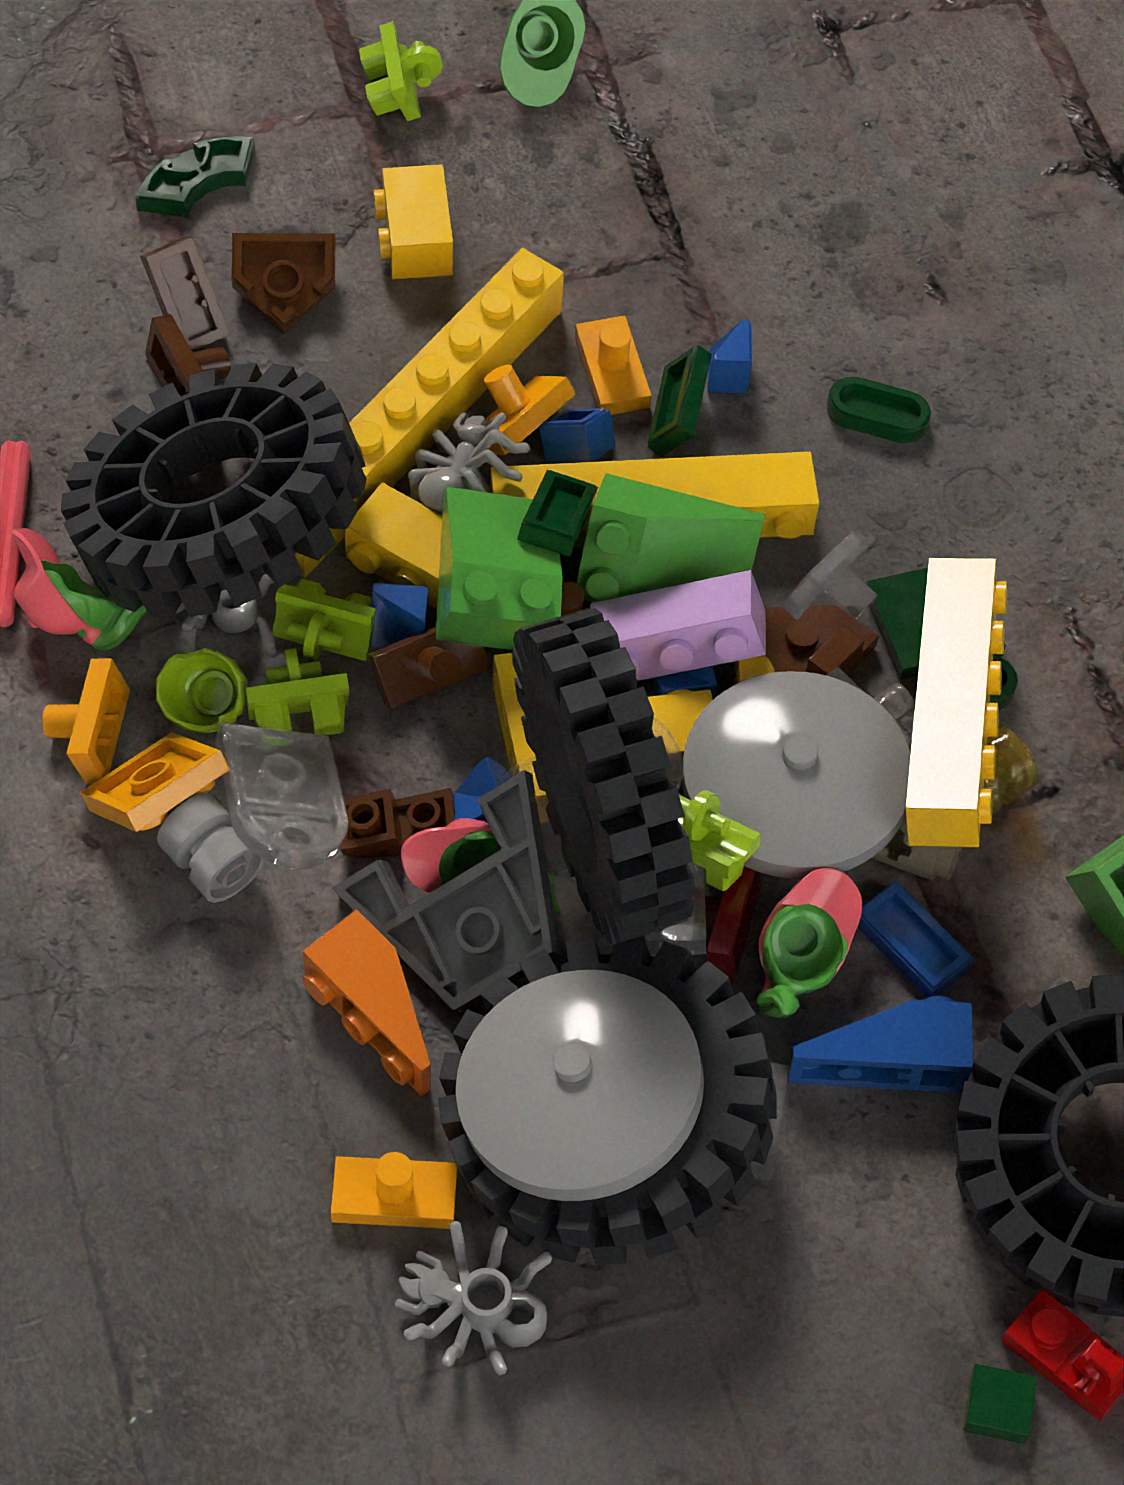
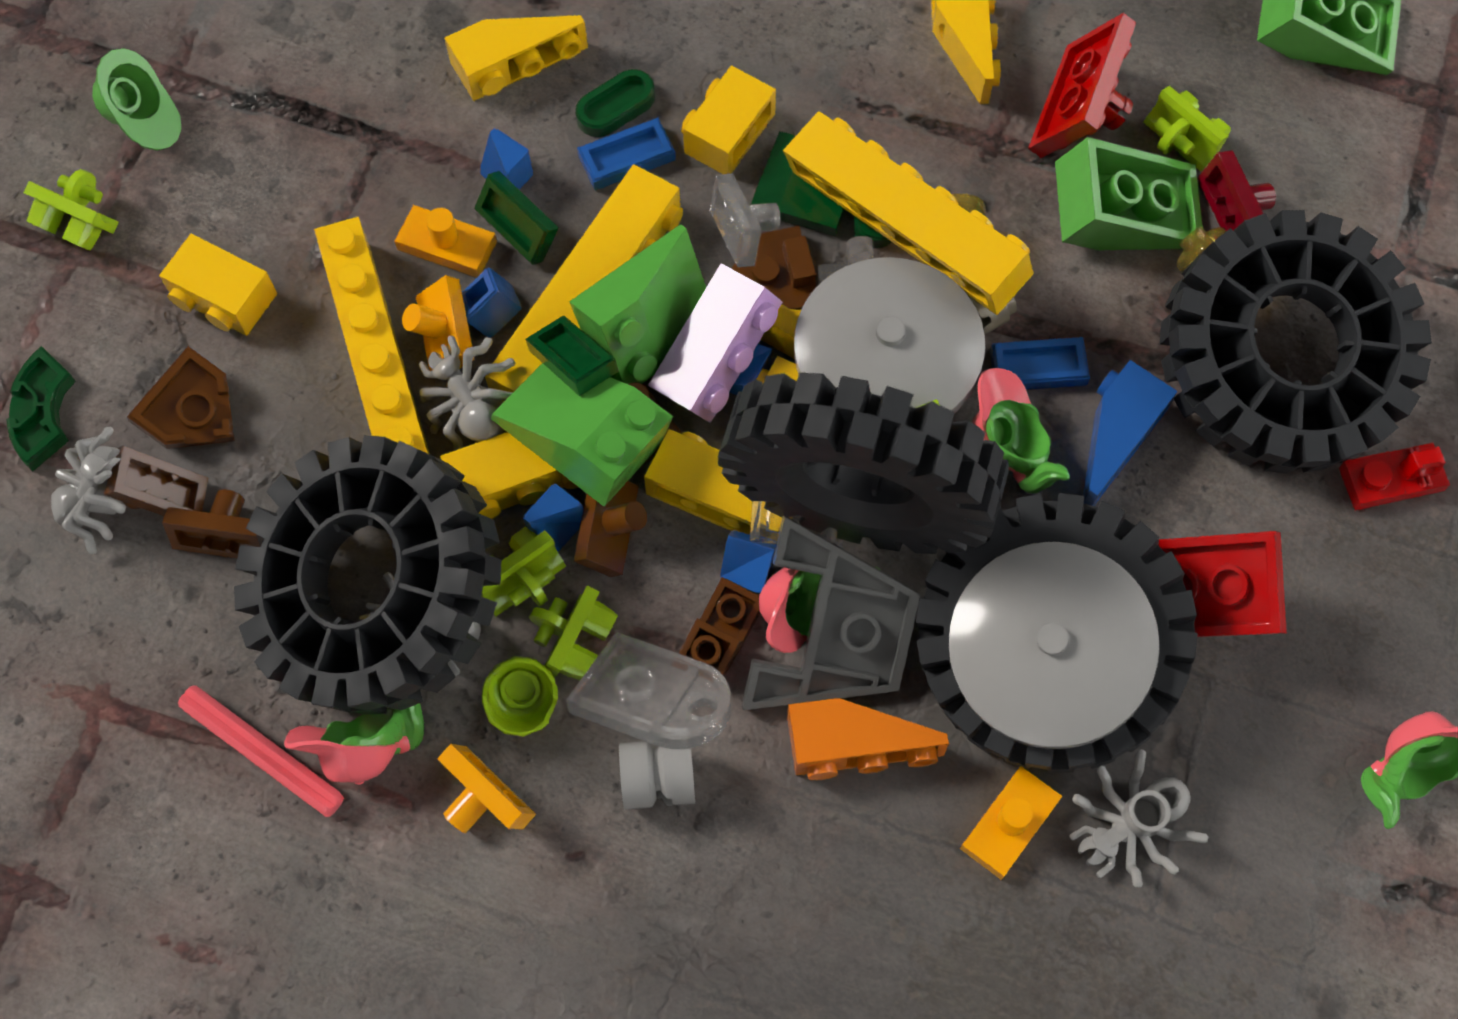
camera: 50 degrees left, 10 degrees up
(124, 247) = (86, 489): none -> light grey animal
(155, 782) = (576, 779): light orange plate -> none
(784, 1221) = (1233, 582): none -> red plate
(835, 451) = (612, 157): none -> blue tile
(850, 287) = (509, 49): none -> yellow slope
(938, 509) = (728, 120): none -> yellow brick
(1000, 1403) = (1402, 541): dark green tile -> none

